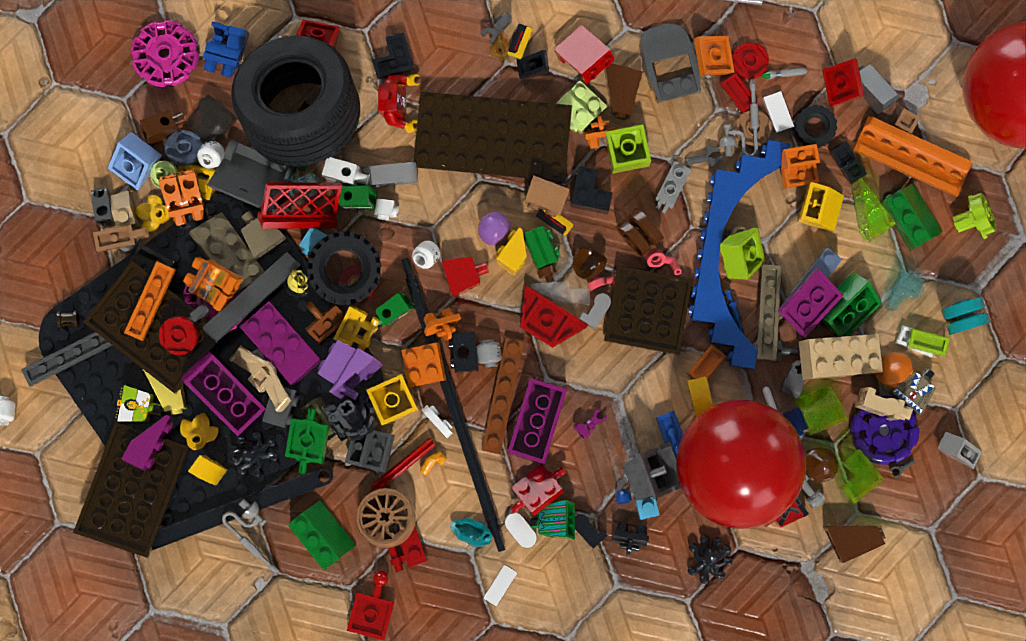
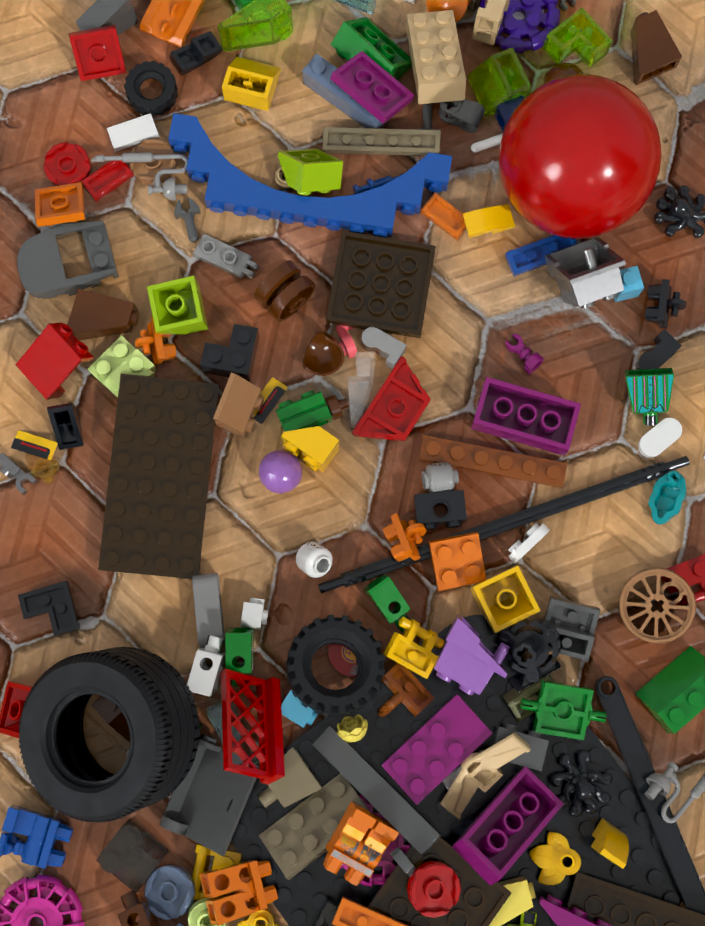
camera: 85 degrees left, 5 degrees down
(210, 154) = (180, 853): white head -> none
(393, 101) = (110, 606): red torso -> none
(404, 464) = (585, 585): red axle -> none
(431, 460) = (579, 550): light orange arm -> none
(463, 274) = (339, 512): red torso -> none
(537, 489) = (611, 415): red plate -> none
(623, 497) = (612, 313): blue hinge -> none
(656, 259) = (315, 270): coral plate -> none
(784, 73) = (83, 125): light grey piece -> none
(799, 166) = (201, 104): orange slope -> none

